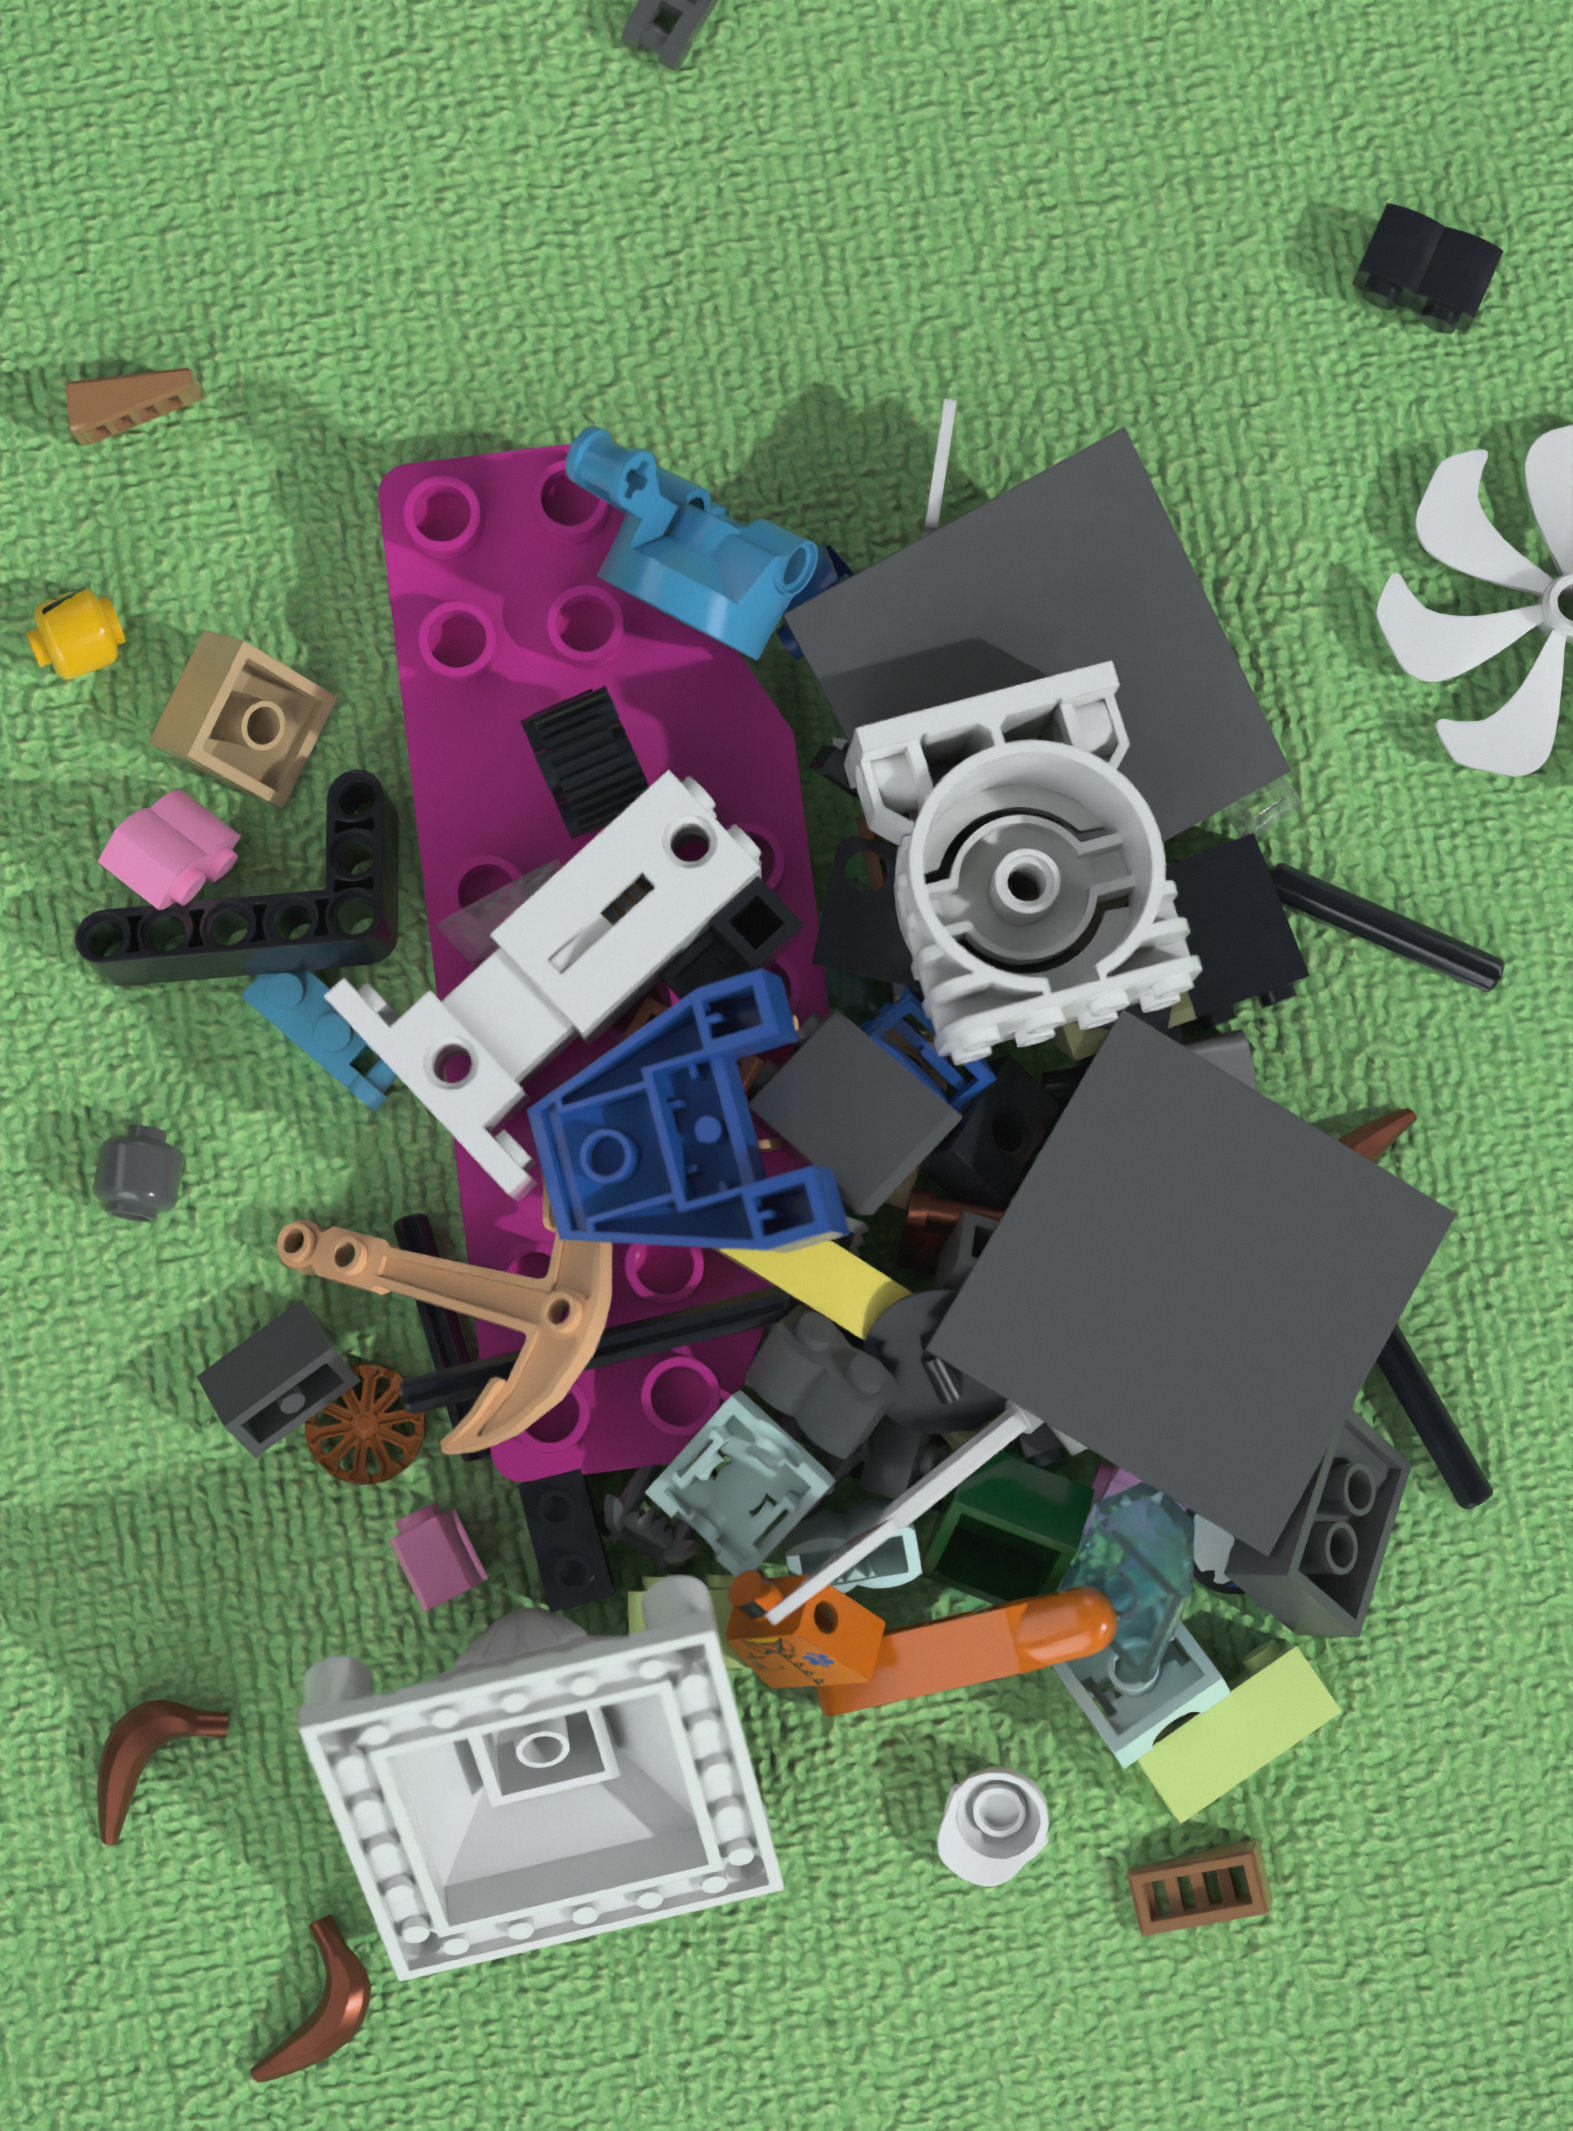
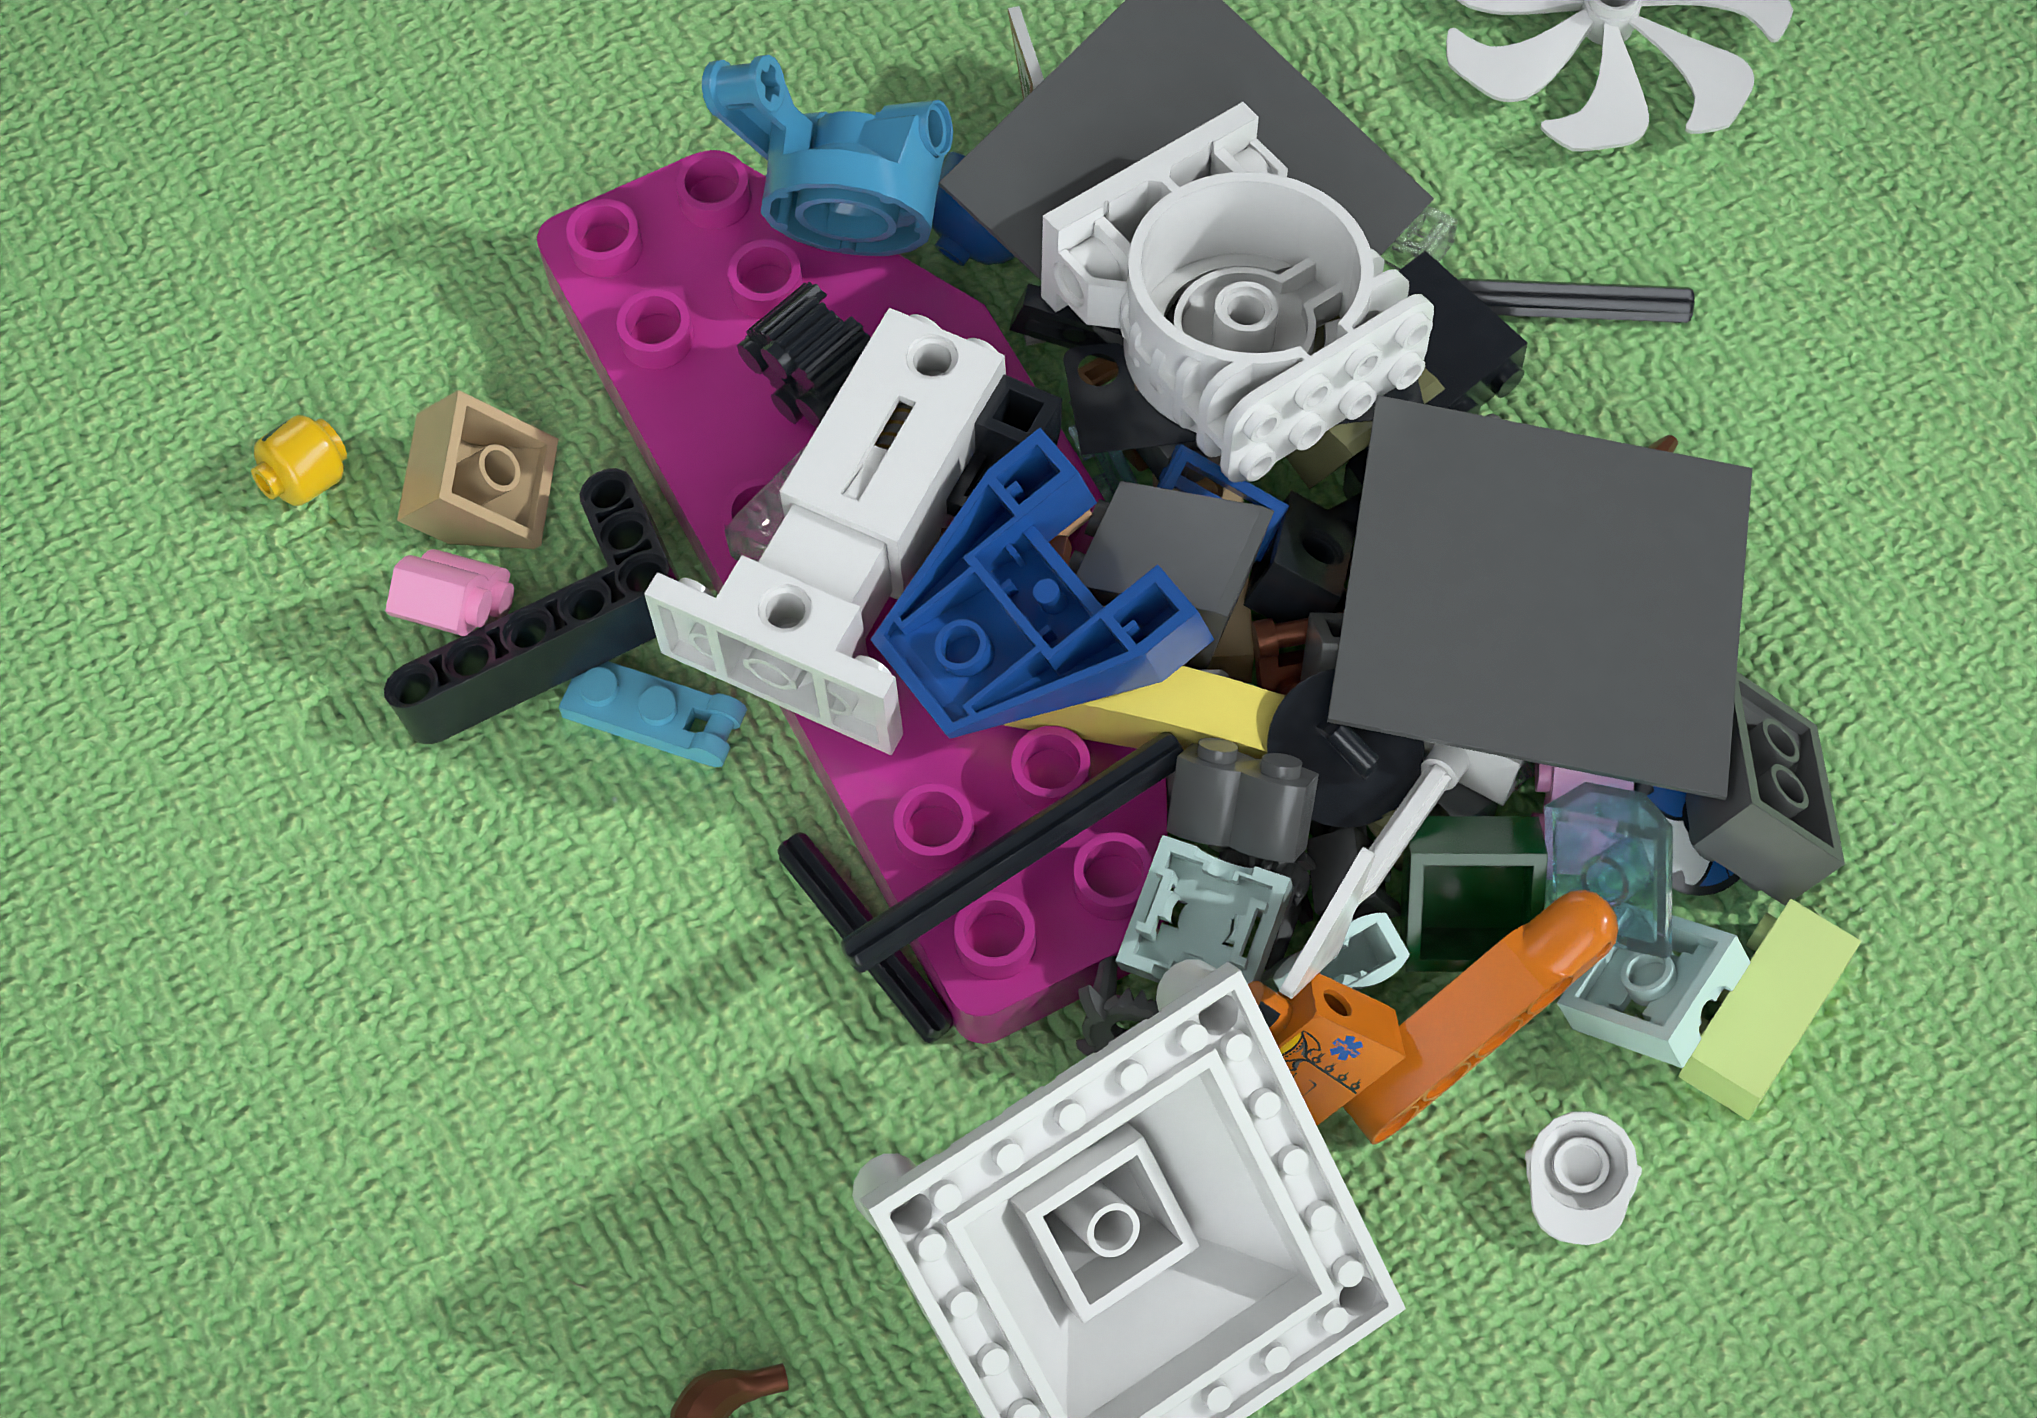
camera: 15 degrees left, 20 degrees down
(119, 403) = (286, 263): medium nougat slope -> none
(138, 1174) = (515, 890): dark grey head -> none
(278, 1379) = (718, 1018): dark grey brick -> none
(367, 1426) = (817, 1041): dark orange wheel -> none
(436, 1555) = (929, 1107): bright pink brick -> none
(552, 1351) = (967, 821): light nougat piece -> none
(567, 1540) = (1037, 1039): black brick -> none
(1221, 1859) = (1849, 1135): medium nougat slope -> none
(1433, 1422) = (1817, 679): black axle -> none

